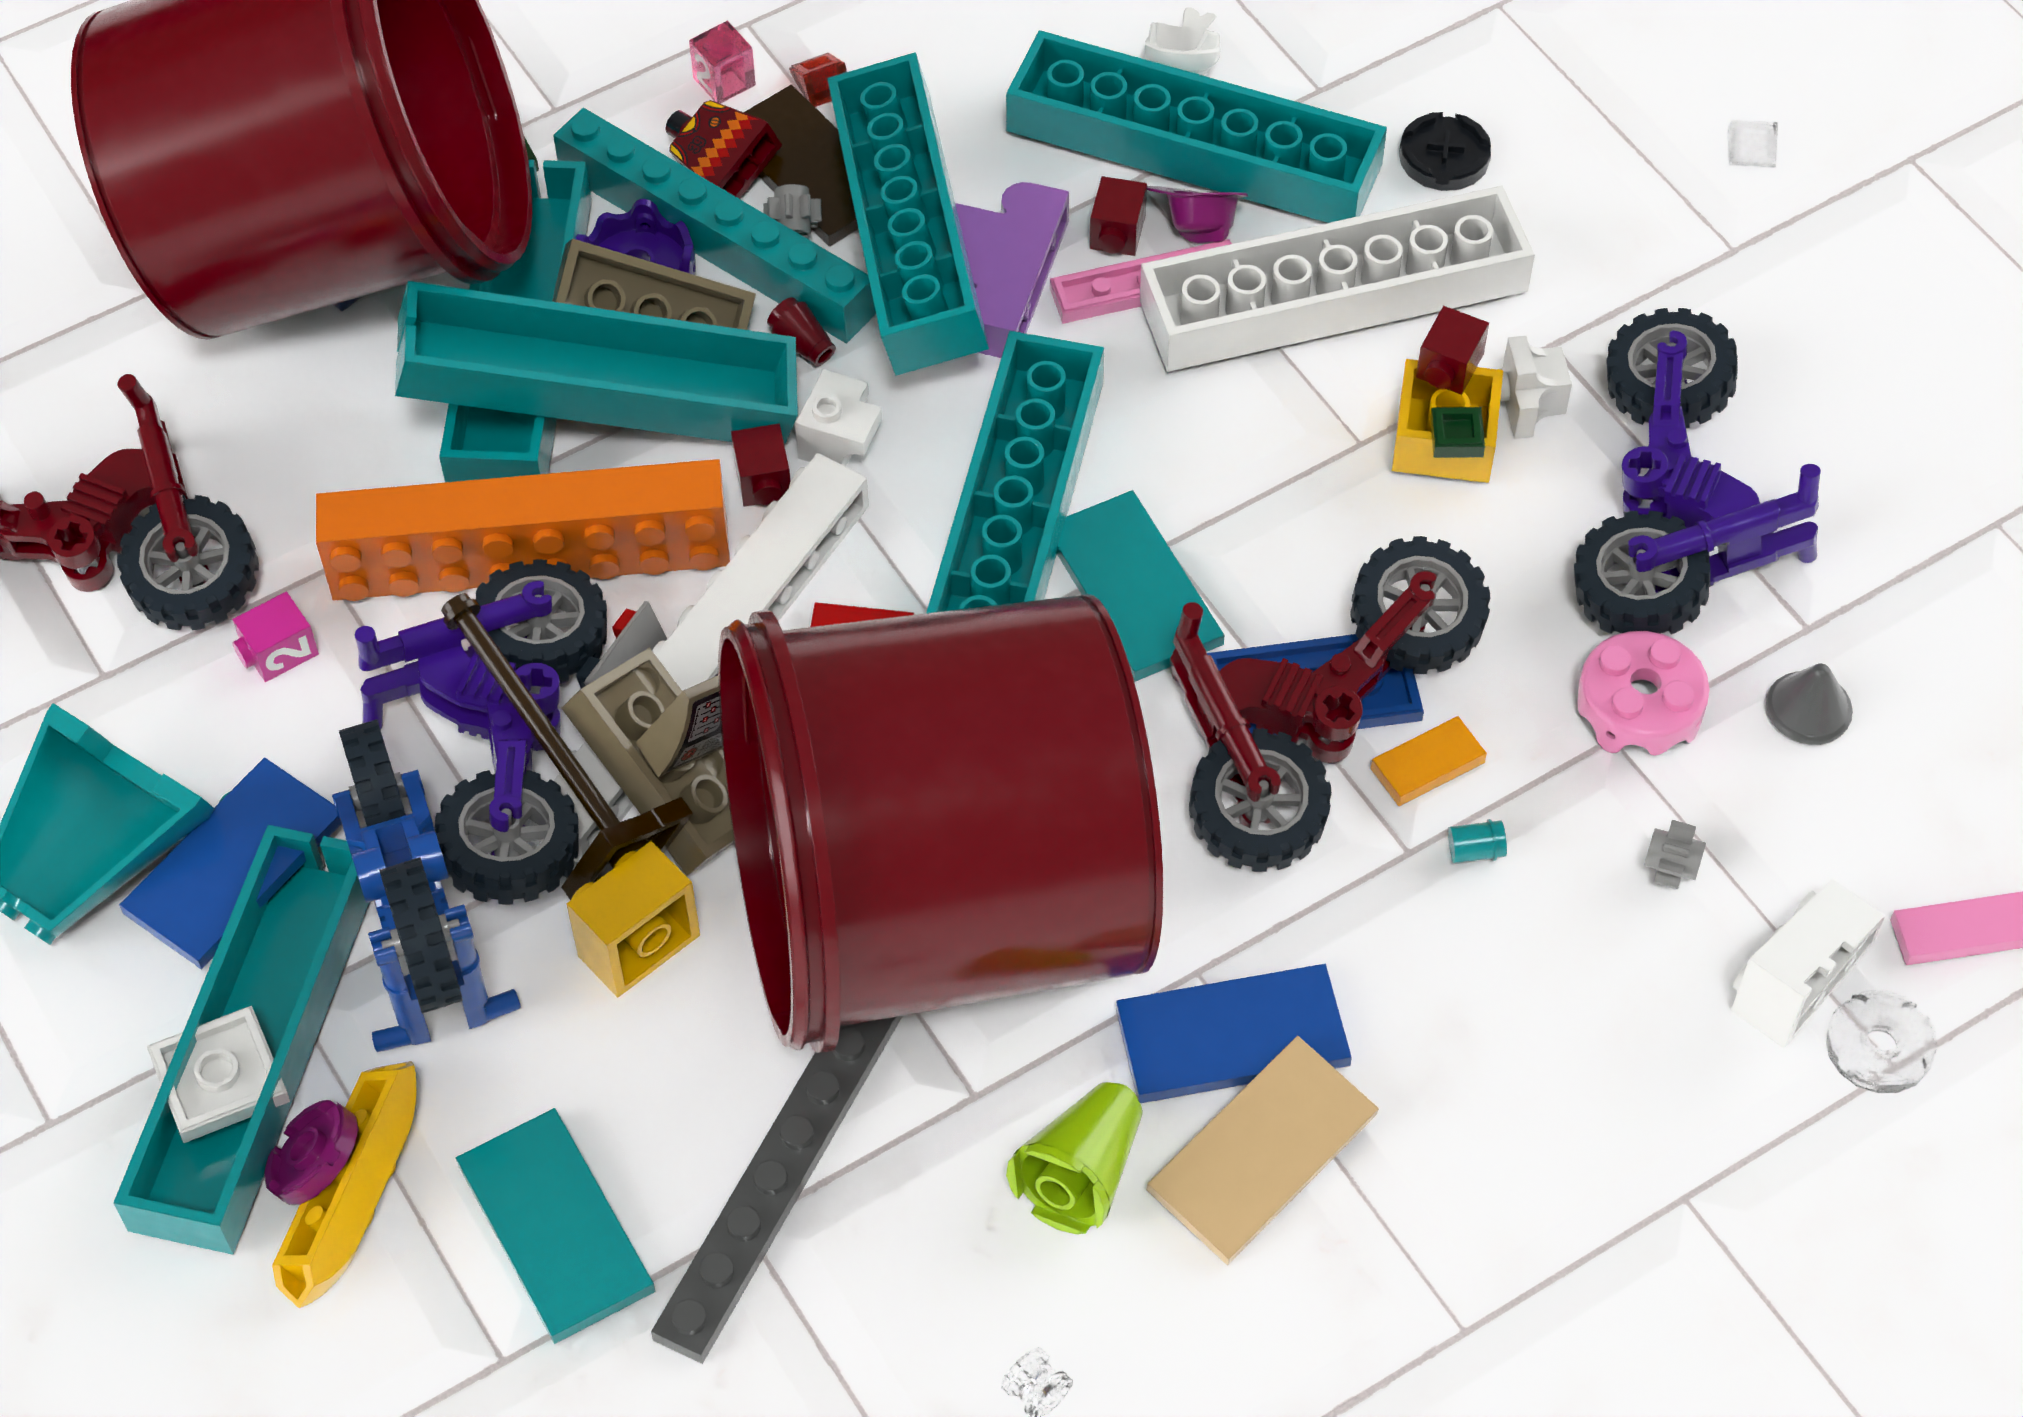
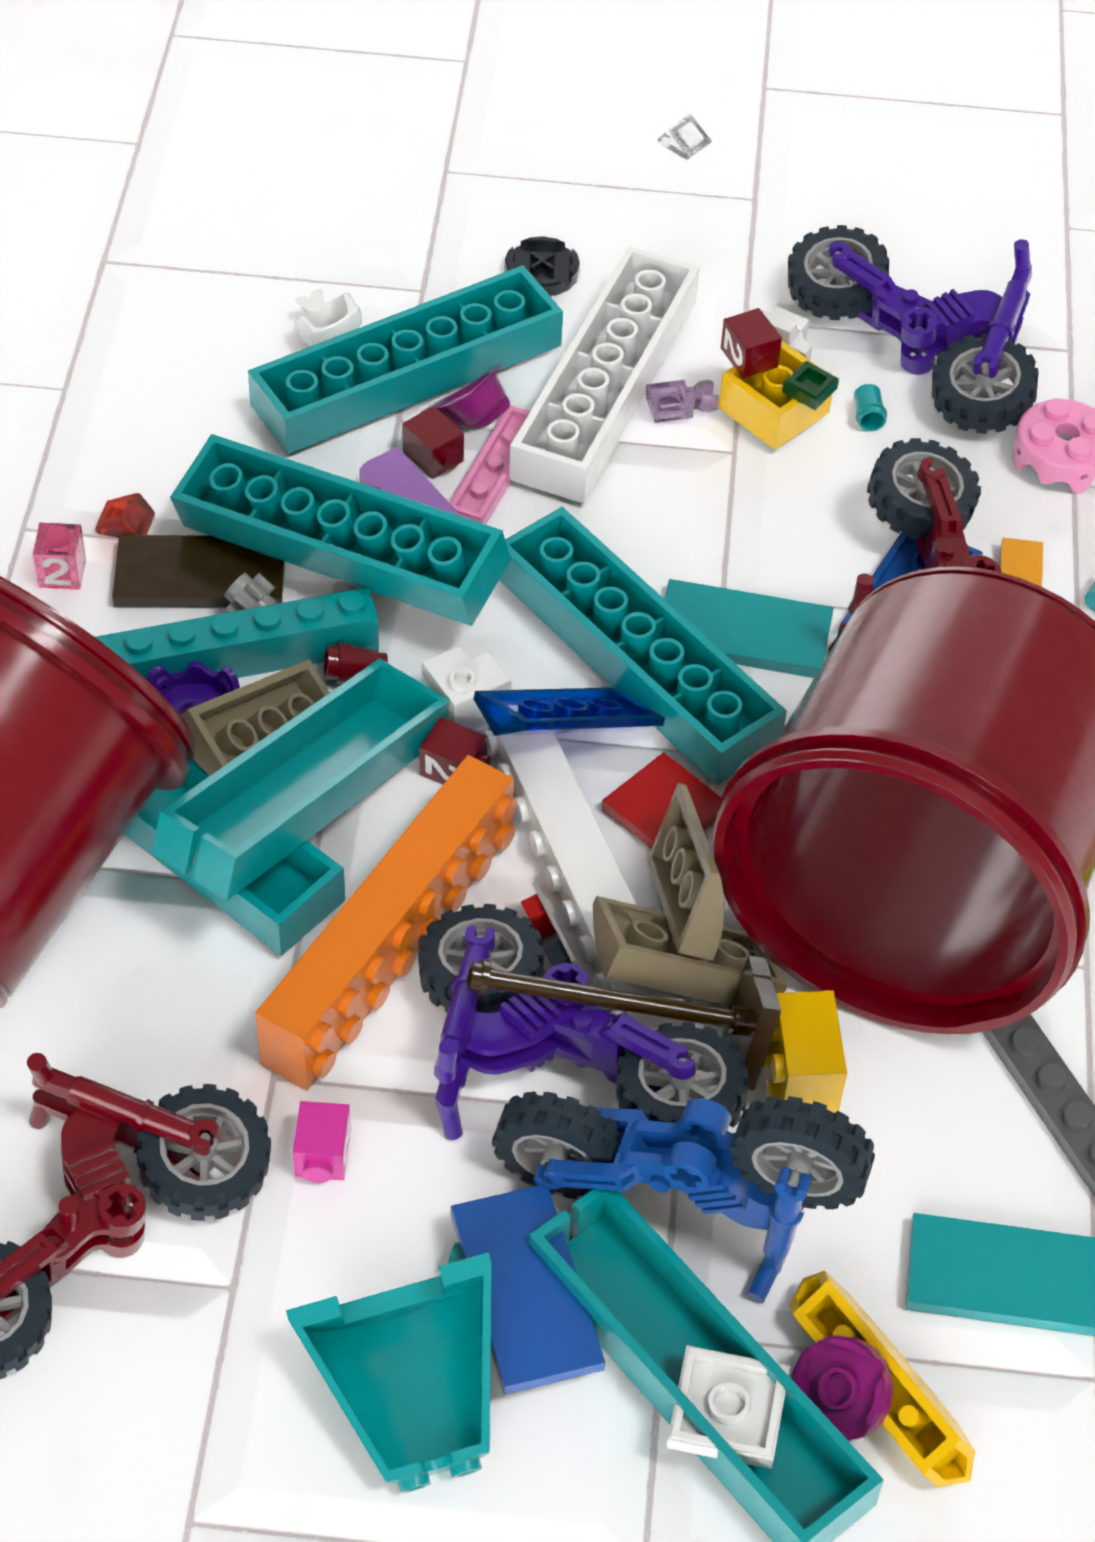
camera: 55 degrees left, 5 degrees down
(722, 145) = (139, 596): torso -> none
(861, 501) = (563, 711): none -> clear blue slope
(1369, 353) = (676, 401): none -> clear purple plate
(1525, 508) = (869, 407): none -> teal piece

